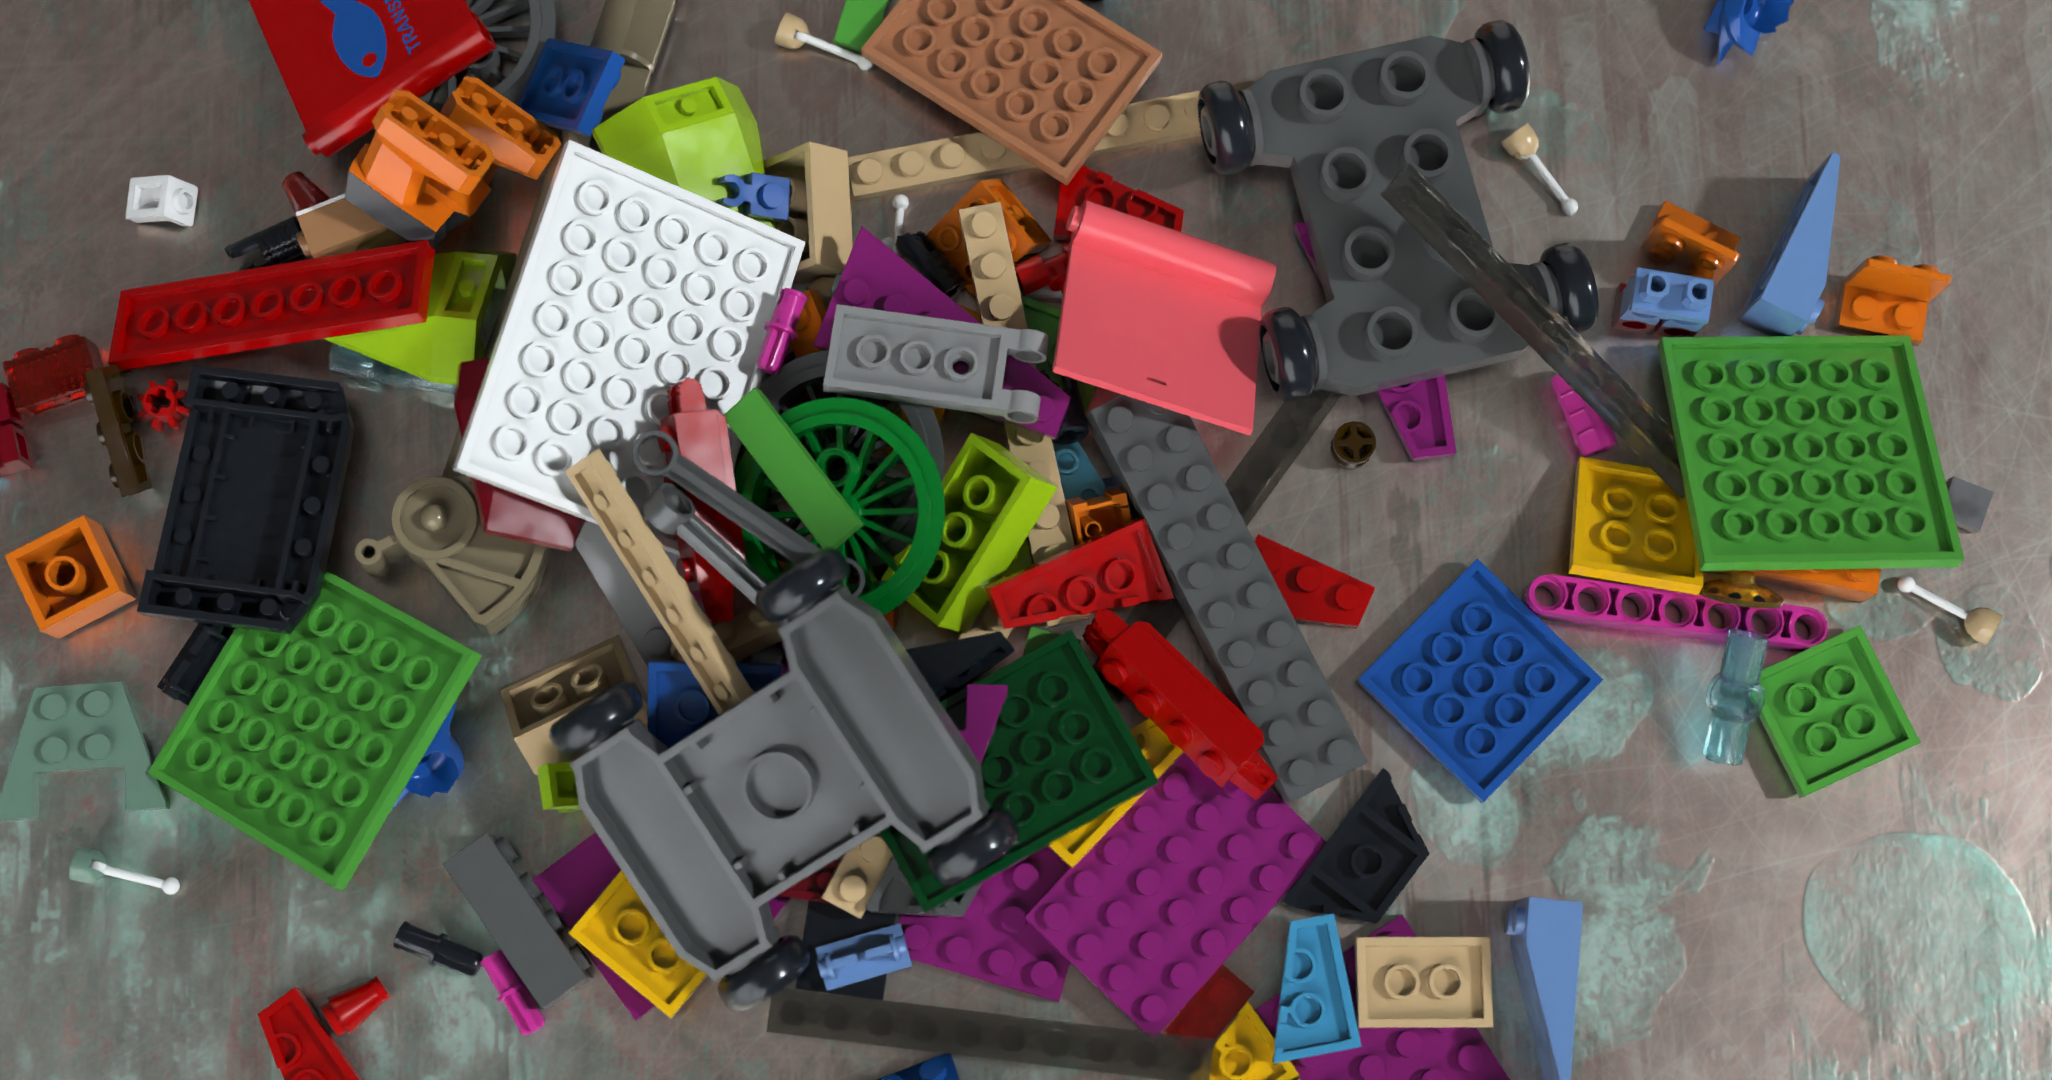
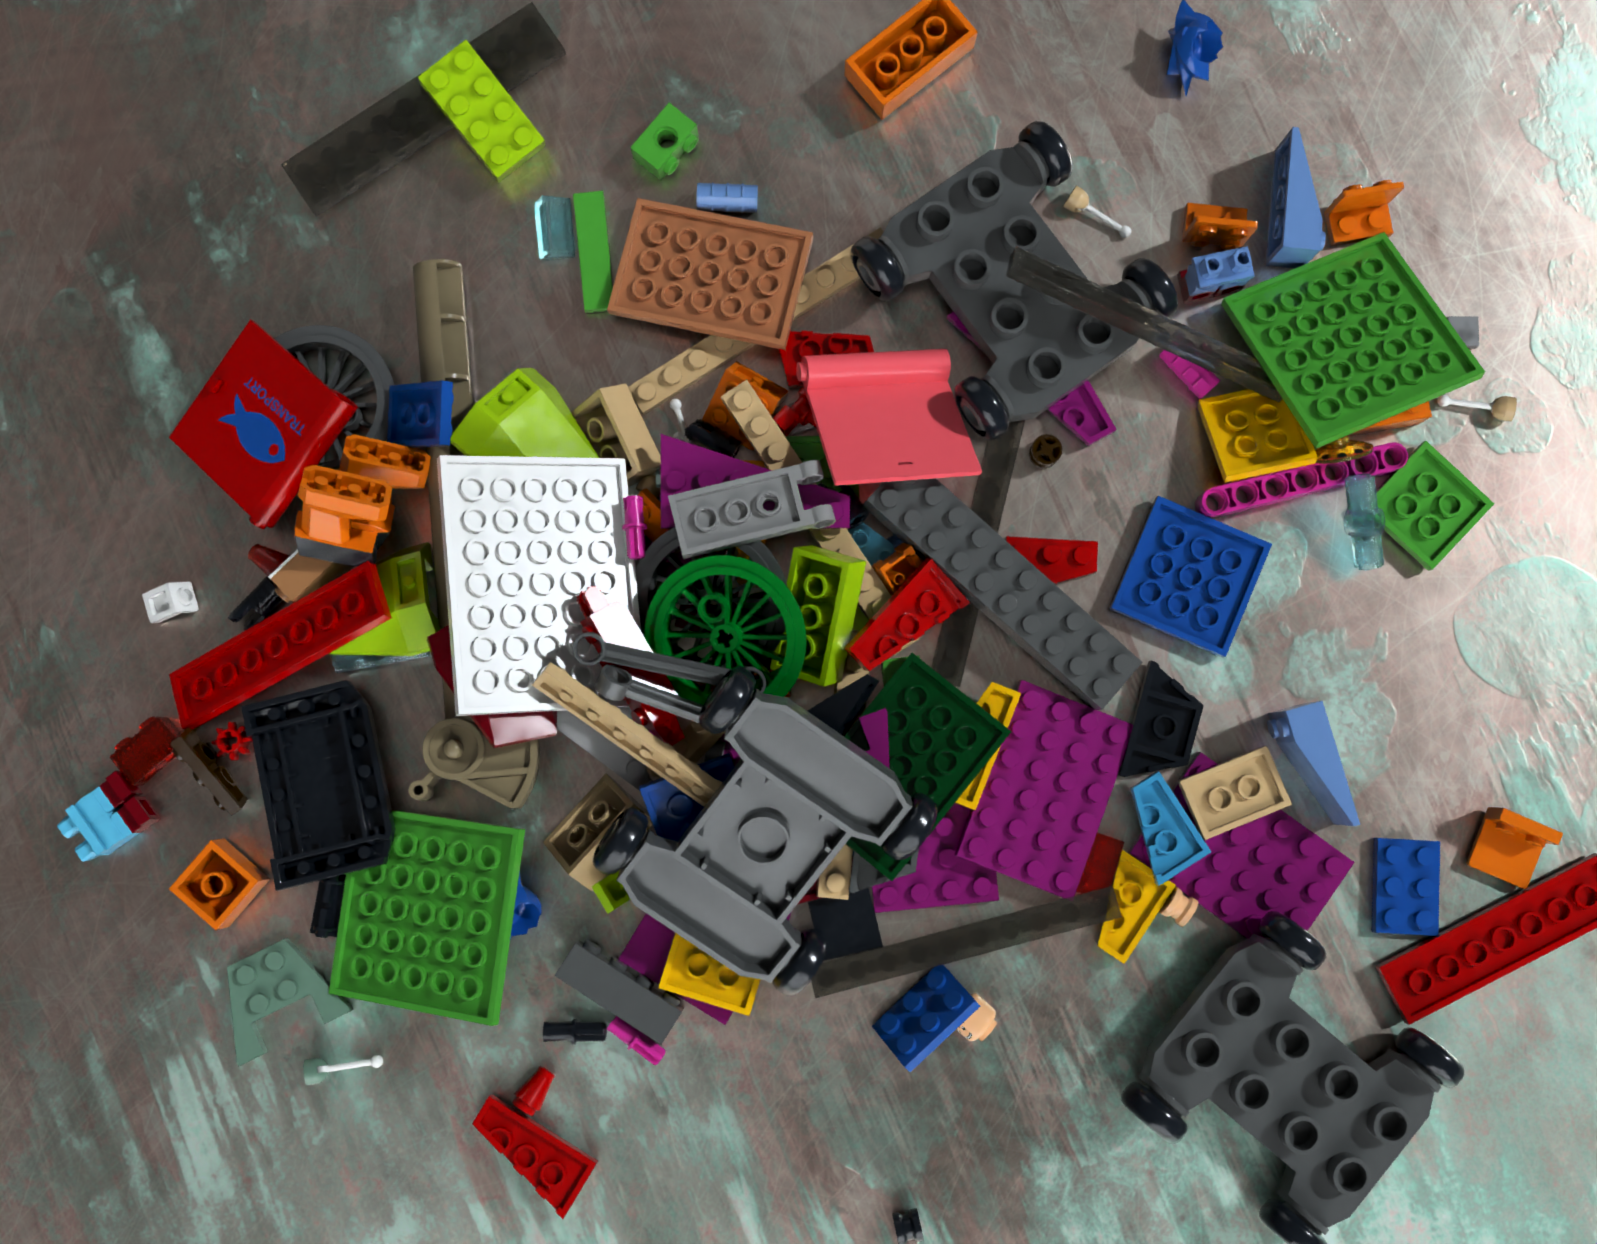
camera: 20 degrees left, 5 degrees up
(760, 194) = (581, 438): blue plate -> none
(792, 470) = (684, 621): bright green tile -> none
(794, 33) = (555, 316): hinge -> none
(863, 957) = (859, 923): medium blue hinge -> none
(1180, 701) = (1003, 672): red hinge -> none

